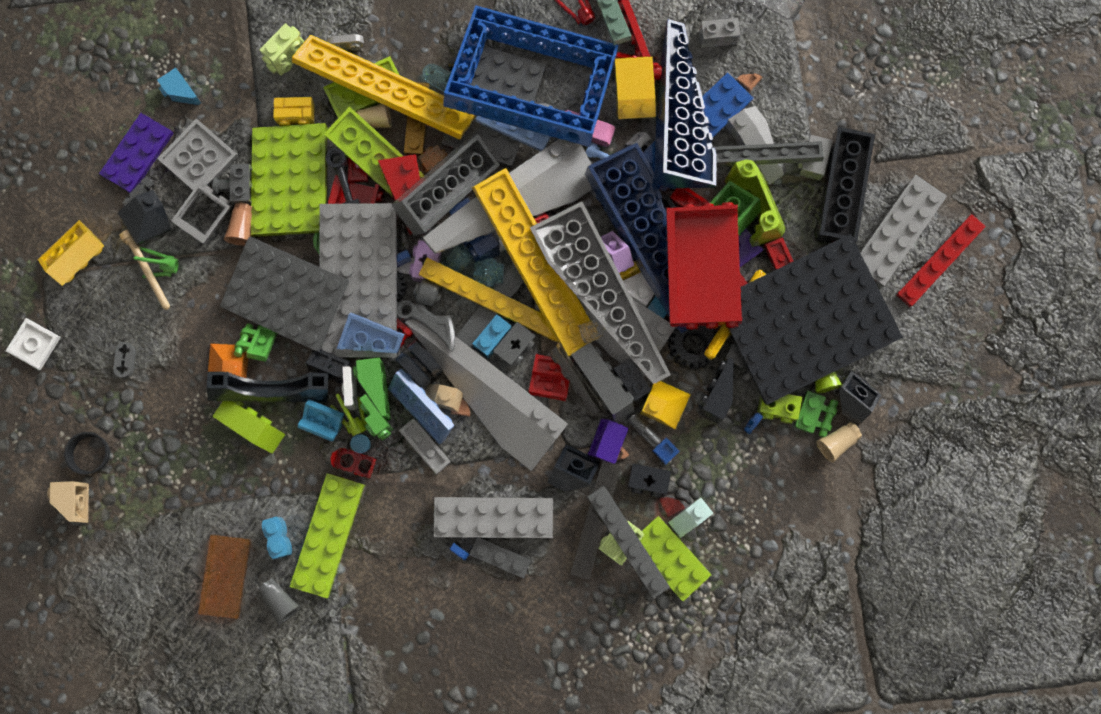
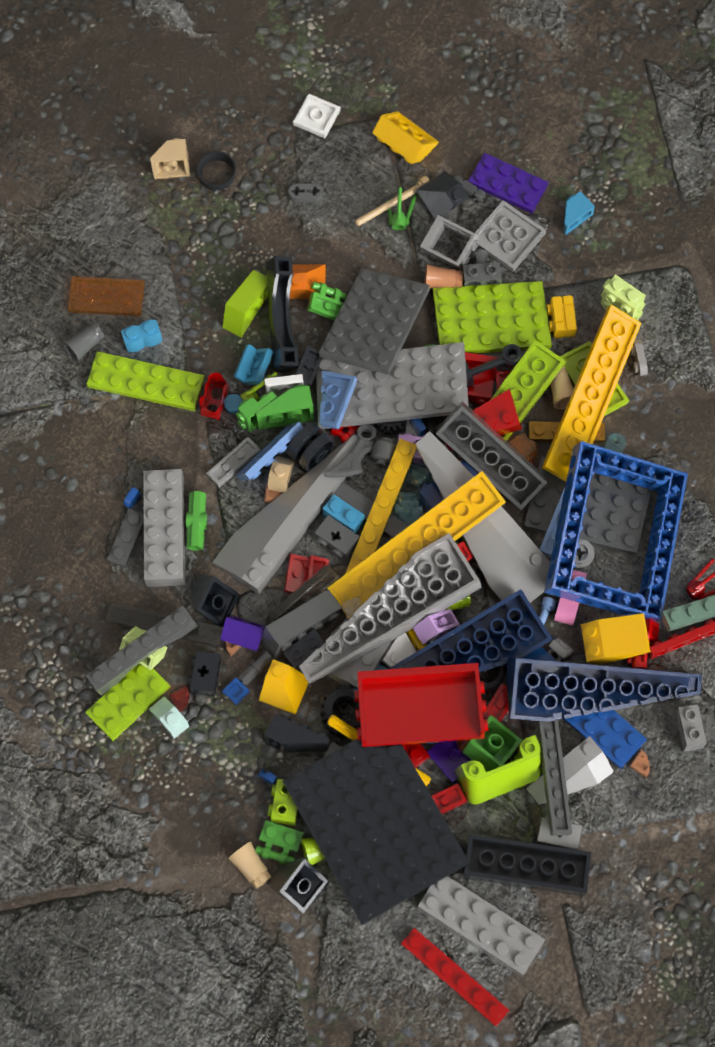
camera: 90 degrees right, 10 degrees down
(487, 485) = (196, 521): none -> bright green piece

